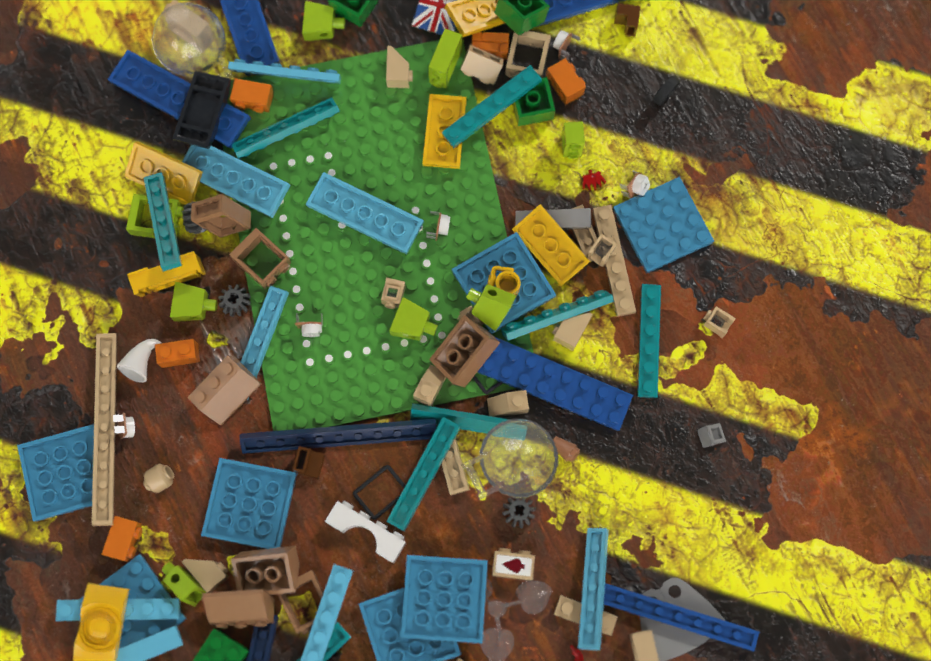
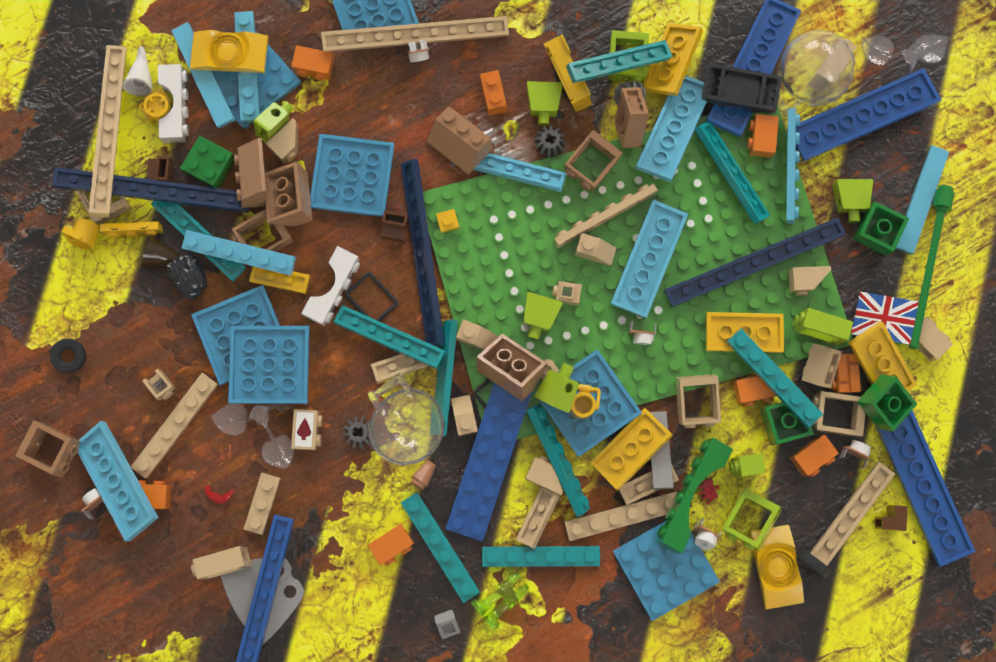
camera: 80 degrees right, 5 degrees up
(136, 361) = (483, 56): white hat -> none
(158, 478) = (371, 89): tan head -> none
(307, 407) = (447, 220): none -> yellow plate
(310, 329) = (525, 215): white piece -> none
(320, 259) = (611, 211): none -> tan plate
(351, 264) = (595, 249): none -> tan slope
(360, 568) = (296, 283): none -> yellow plate
(377, 117) = (754, 262): none -> dark blue plate
(492, 164) = (690, 422): none -> tan window
(500, 130) = (752, 390): none -> orange brick
(593, 589) = (285, 509): medium azure plate -> none
(602, 249) = (630, 501): tan window -> none
(608, 130) = (763, 503): none -> lime window
(612, 339) = (538, 517): none -> tan plate
(620, 53) = (852, 513): none -> tan plate
(631, 209) = (676, 529): none -> green arch
(632, 484) = (391, 544): none -> orange brick
(636, 437) = (440, 547): none -> teal plate
(666, 124) = (778, 568): none -> yellow slope
(688, 371) = (504, 590): none -> clear neon green piece
(718, 321) = (565, 627): tan window -> none

